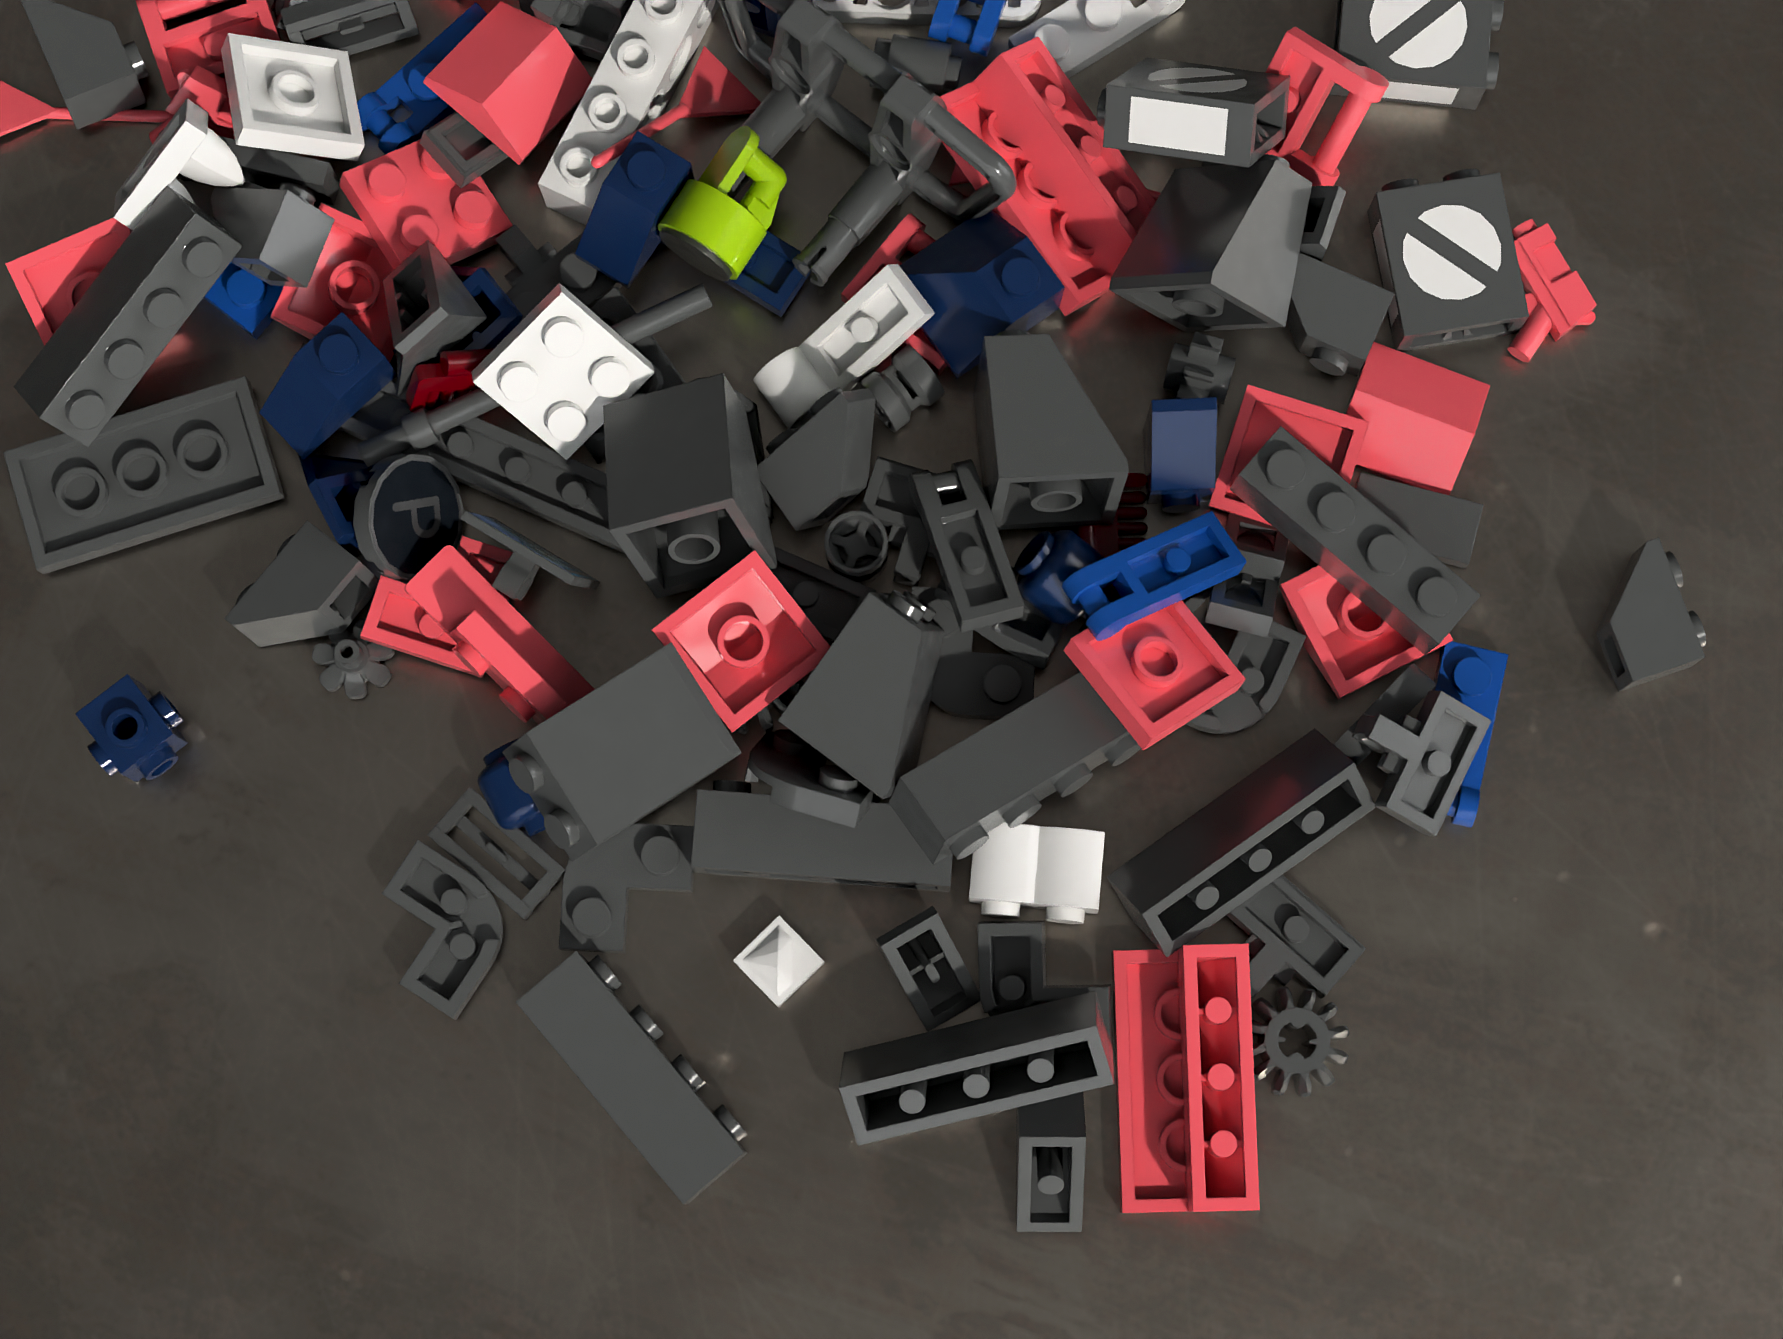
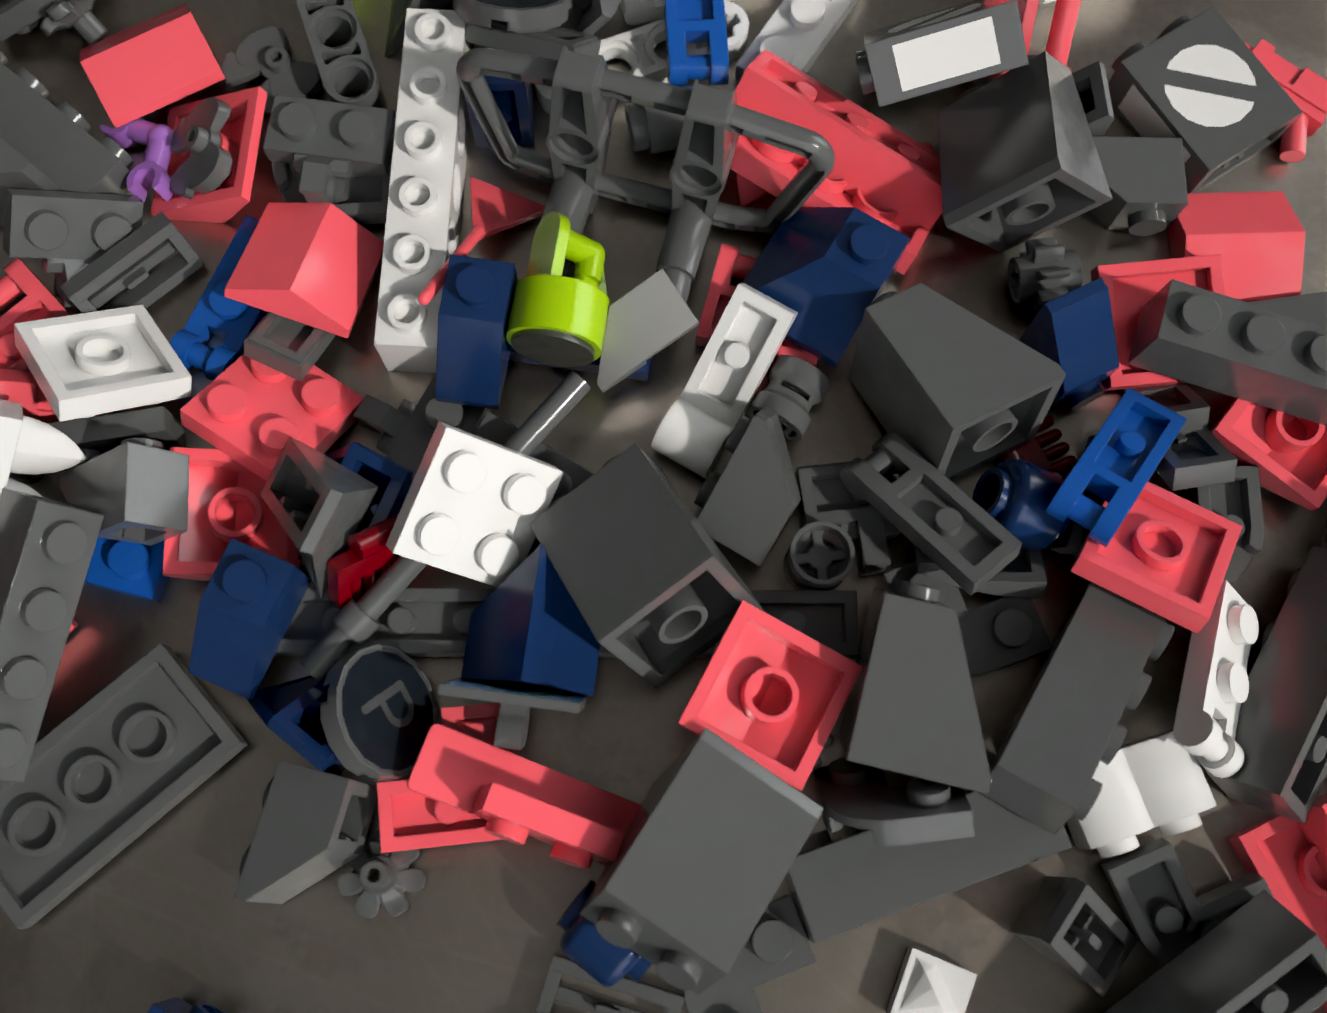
camera: 30 degrees left, 5 degrees down
(564, 505) = (532, 634): none -> dark blue slope
(786, 267) = (642, 326): none -> light grey slope
(1156, 801) = (1217, 685): none -> white plate

